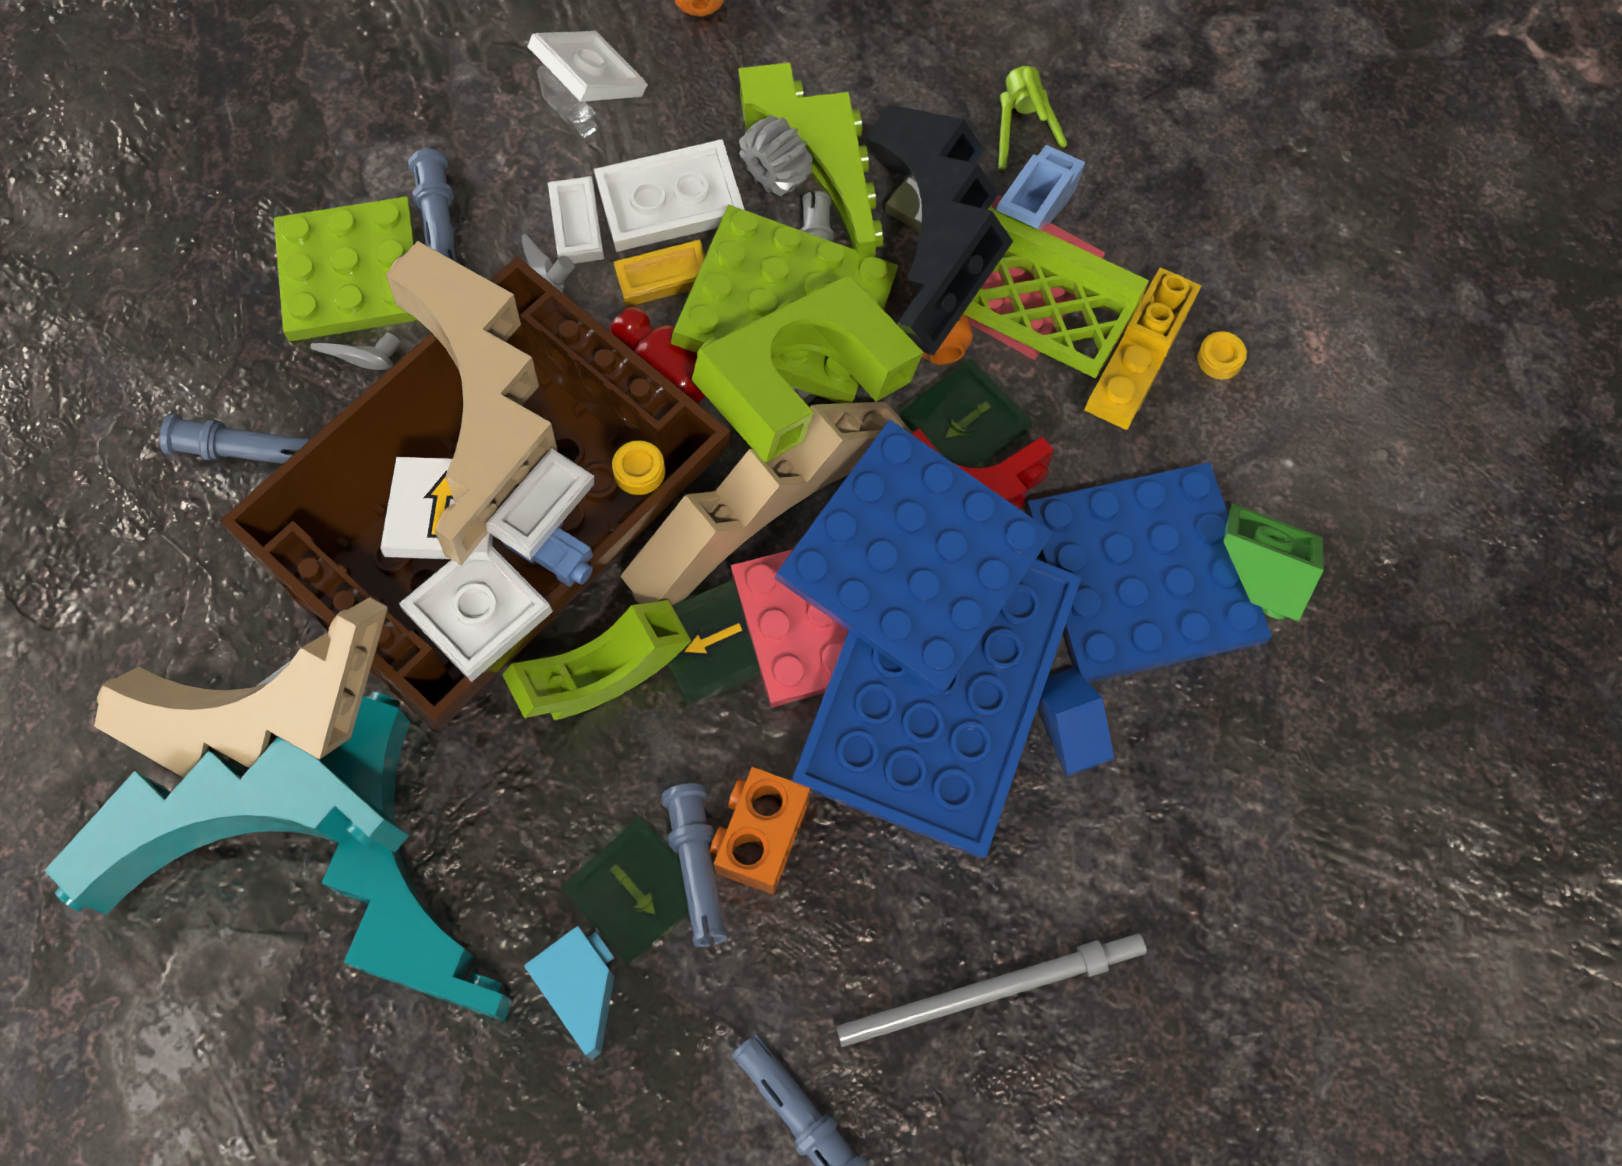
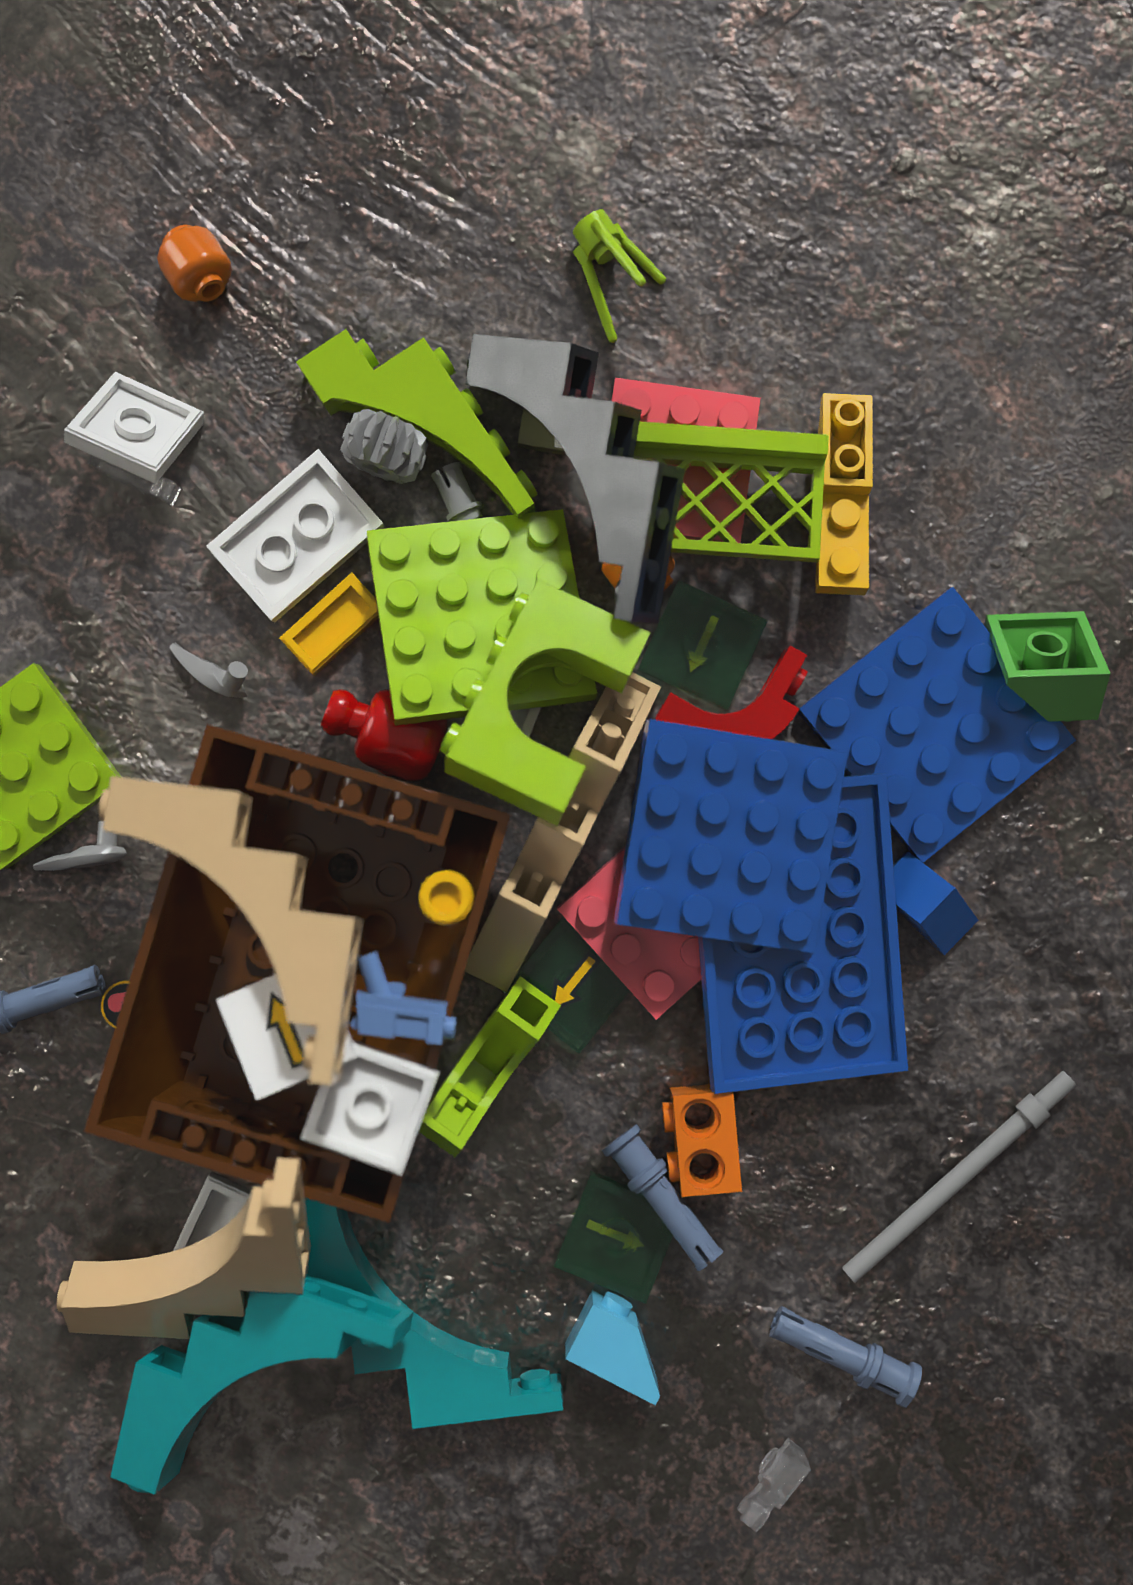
camera: 30 degrees left, 20 degrees up
(434, 198) = (61, 652): sand blue pin -> none
(540, 503) = (380, 988): white tile -> none
(576, 219) = (215, 605): white tile -> none
(1042, 187) = (673, 367): light blue slope -> none
(1221, 355) = (917, 458): yellow tile -> none

